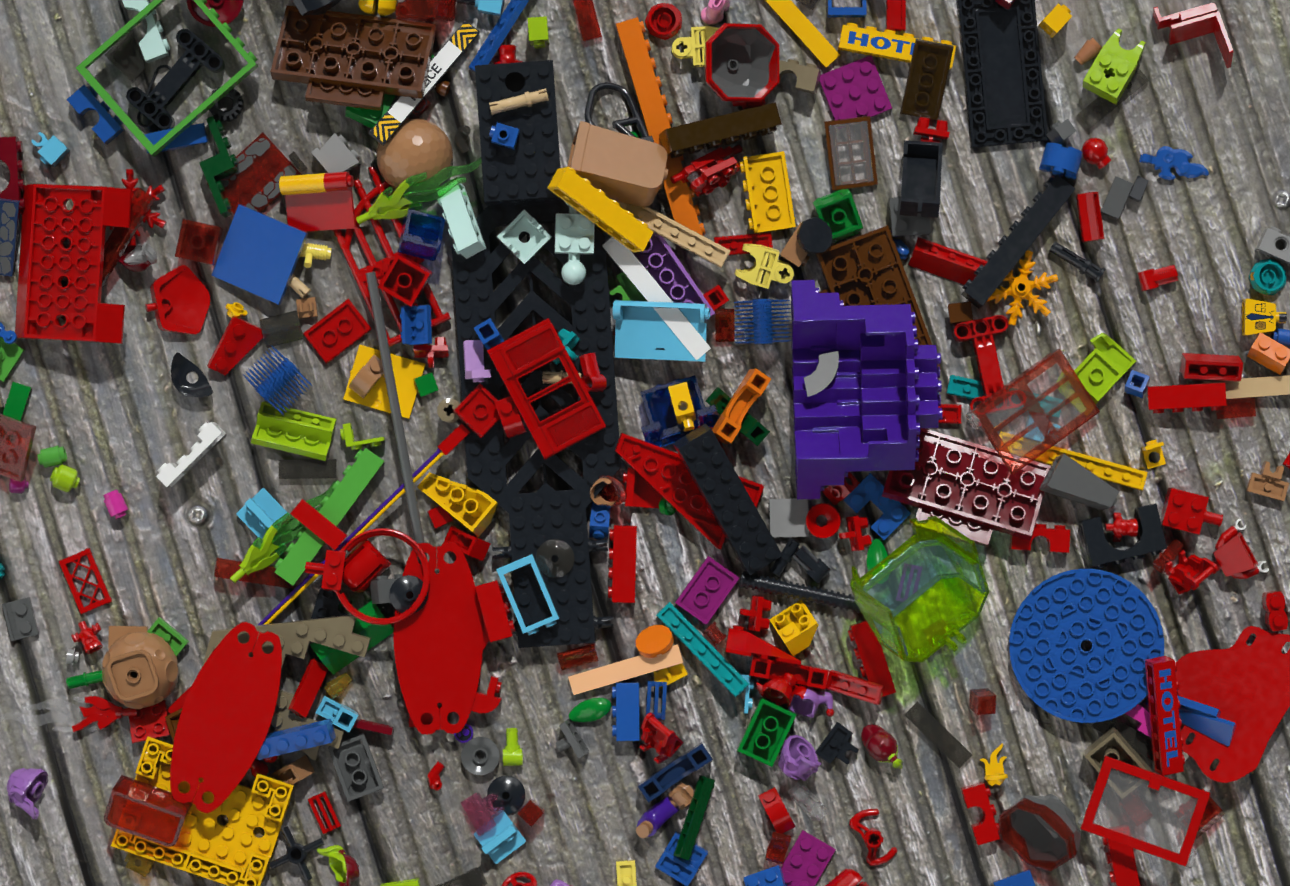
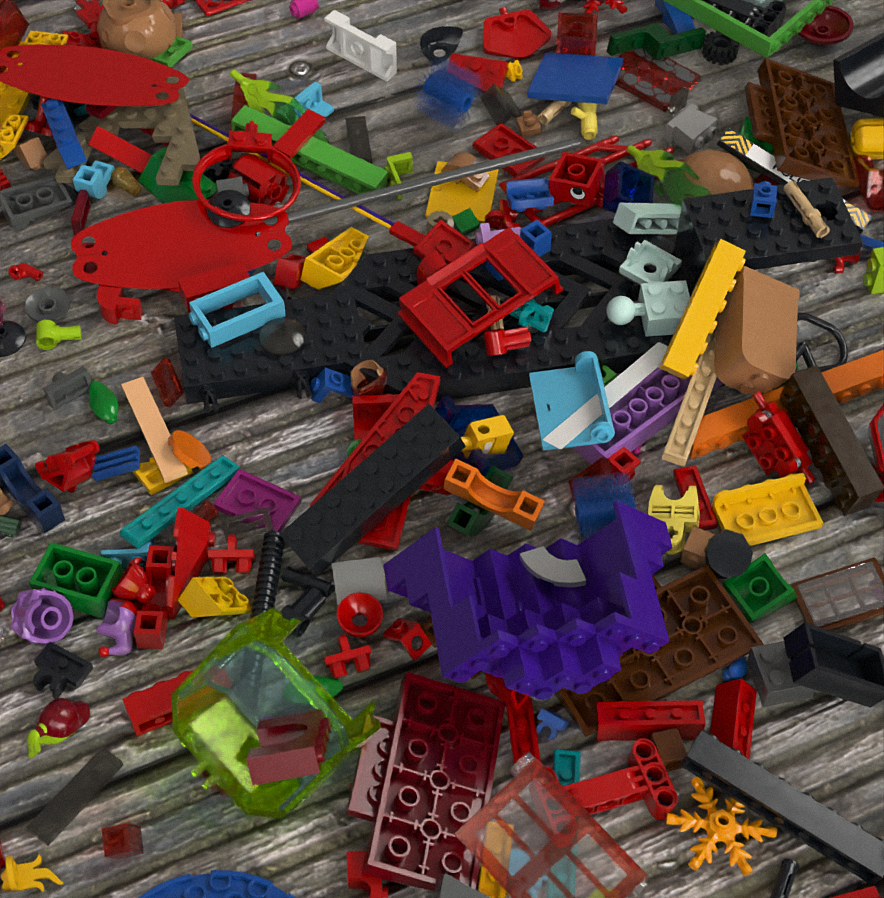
camera: 85 degrees right, 35 degrees down
(294, 431) = (396, 124): lime slope -> none
(319, 201) = (643, 115): red door -> none
(465, 734) = (76, 291): tile -> none
(624, 563) = (282, 415): red brick -> none
(626, 711) = (110, 433): blue brick -> none
(727, 597) = (266, 520): none -> clear smoke tile
(854, 687) = (138, 676): red tile -> none
(893, 511) = (396, 662): blue plate -> none
(936, 315) = (641, 718): none -> red panel
(965, 574) = (289, 747): none -> dark red arch

